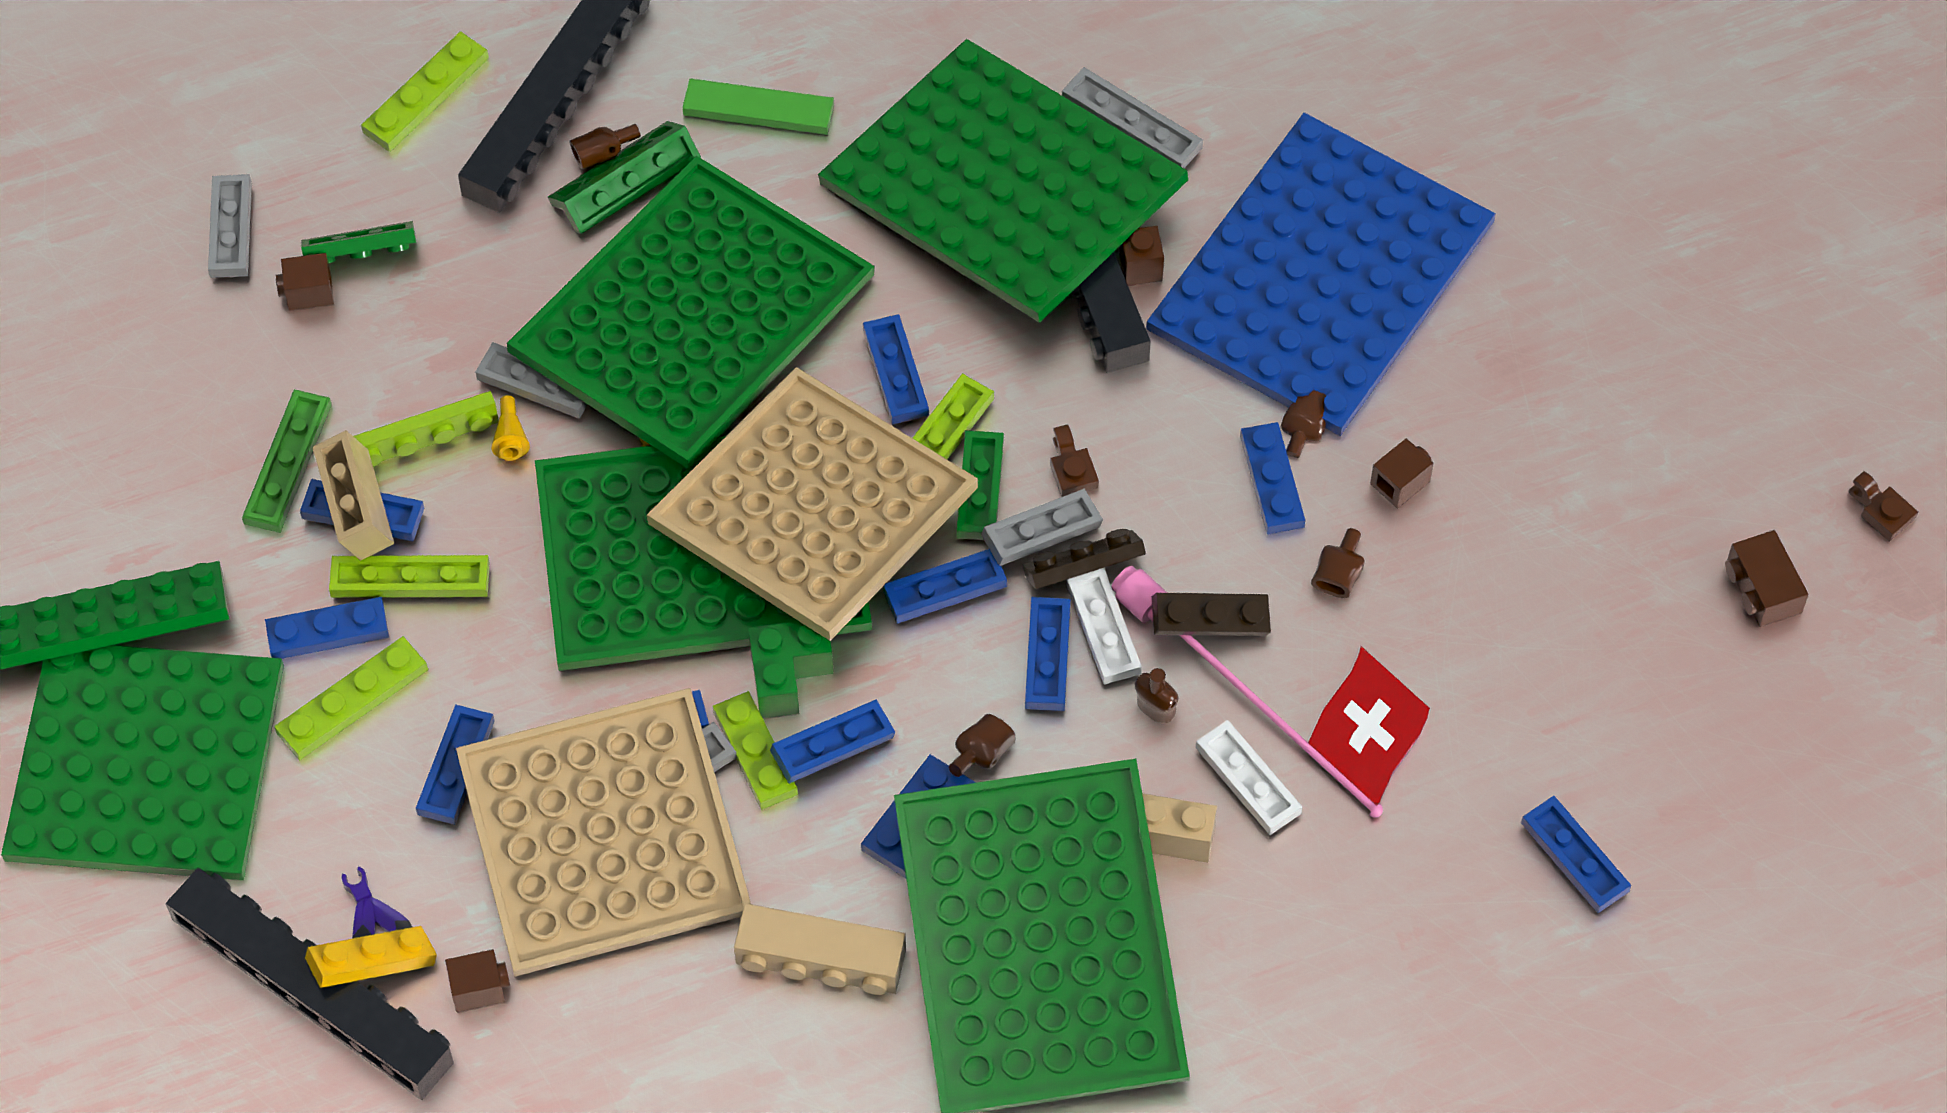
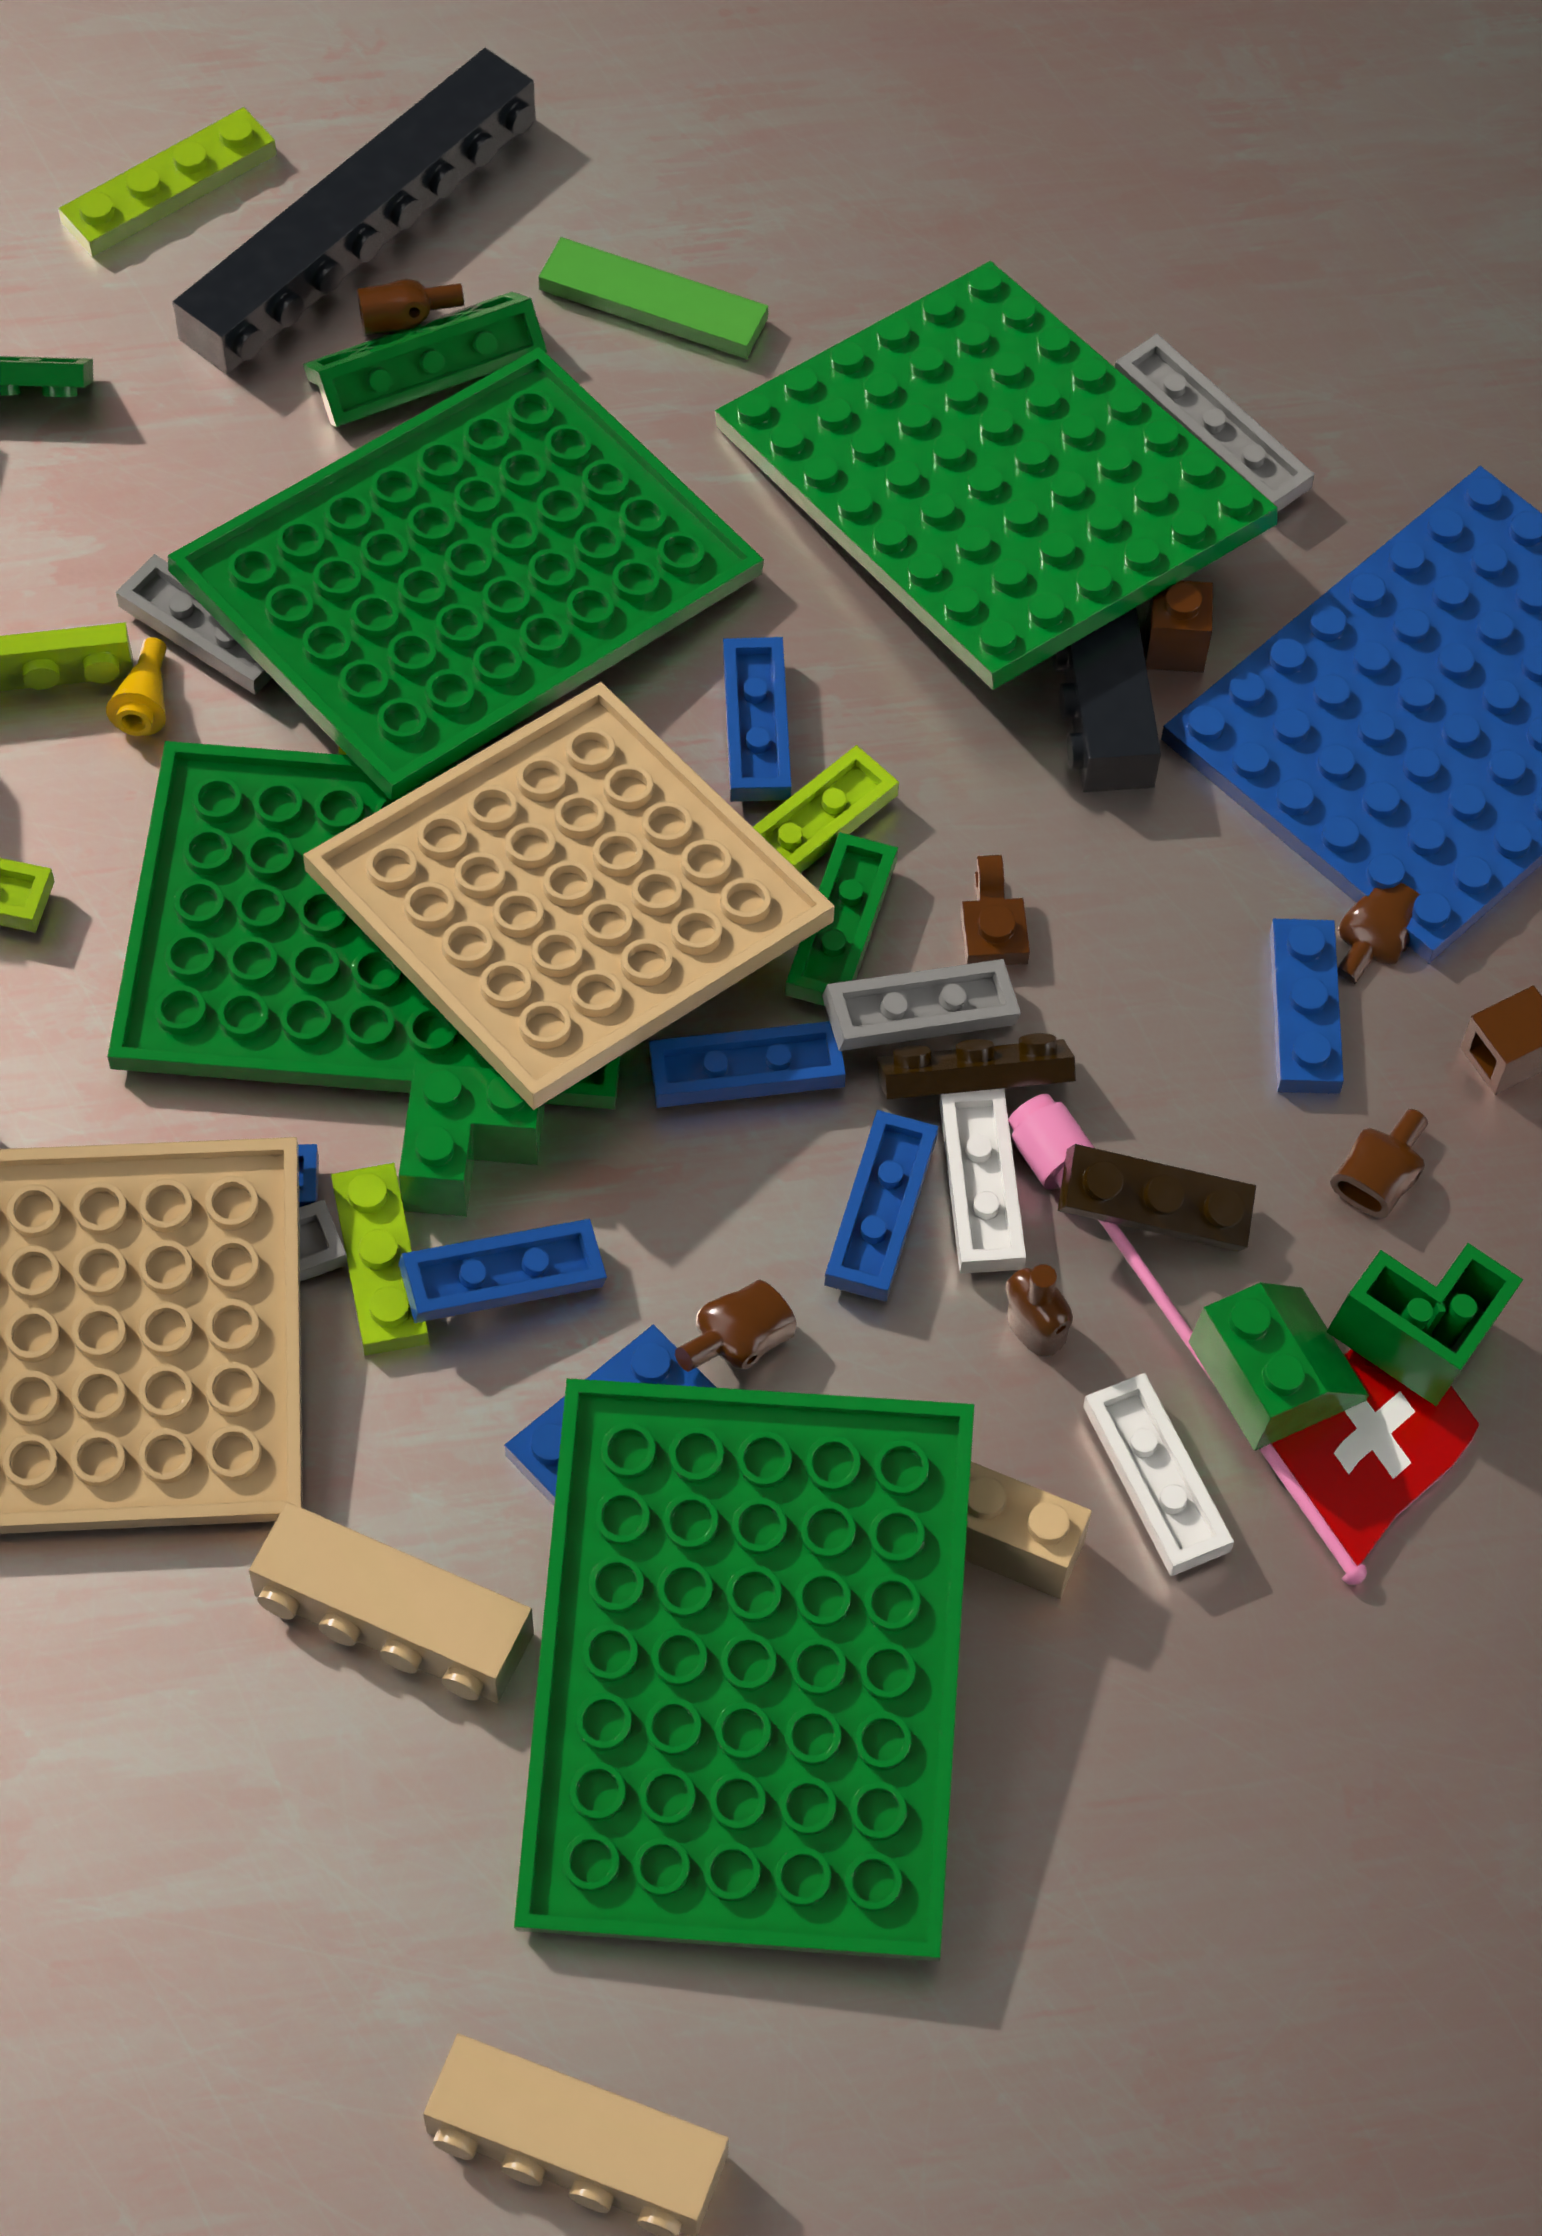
camera: 10 degrees right, 0 degrees up
(1302, 697) = (1274, 1362): none -> green slope
(1382, 658) = (1421, 1329): none -> green brick

